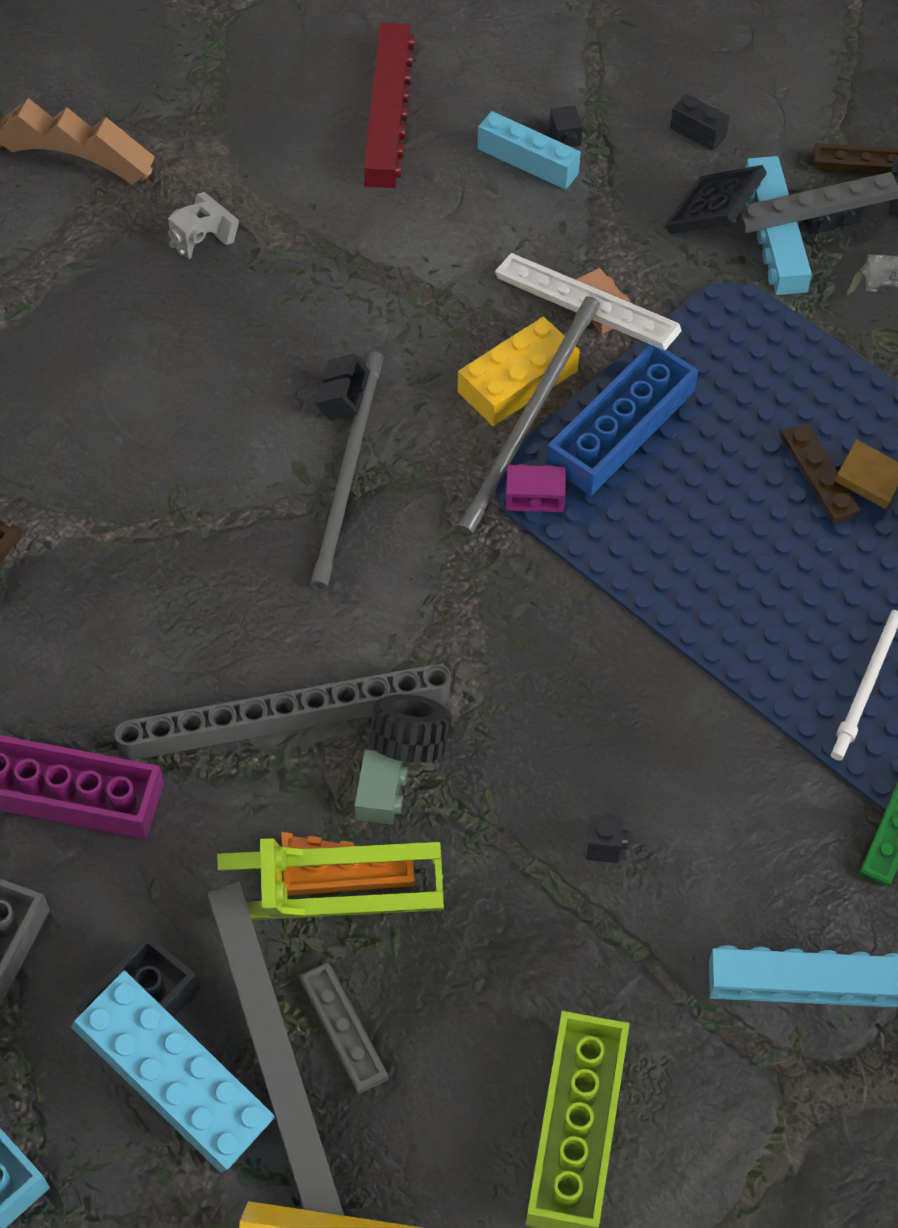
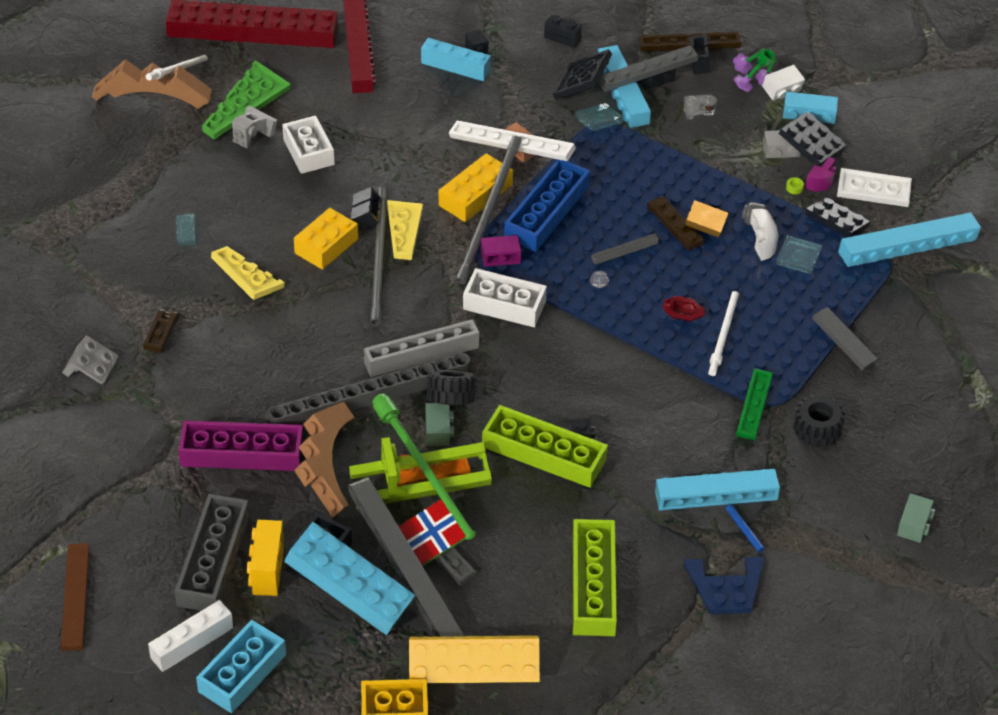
camera: 10 degrees left, 10 degrees down
(50, 1003) = (266, 558): none -> yellow brick
(66, 385) = (185, 230): none -> clear light blue tile
(74, 126) = (159, 72): none -> white bar
(138, 475) = (246, 274): none -> light yellow wing
(174, 819) = (317, 449): none -> medium nougat arch
(216, 168) = (256, 89): none -> bright green wing
(238, 57) = (252, 23): none -> dark red brick
(271, 429) = (326, 238): none -> yellow brick
(277, 266) = (308, 144): none -> white brick
(345, 982) = (439, 525): none -> flag
(379, 645) = (421, 348): none -> light grey brick
(396, 423) = (404, 227): none -> light yellow wing
(527, 572) = (504, 297): none -> white brick
(542, 856) = (544, 446): none -> lime brick
(682, 559) = (599, 279): none -> clear plate
(730, 272) = (599, 116): none -> clear light blue tile
(732, 509) = (624, 249): none -> dark grey axle
(797, 1181) = (726, 593): none -> dark blue wing
(808, 632) = (683, 308): none -> dark red arm
(847, 1058) = (745, 528): none -> blue bar

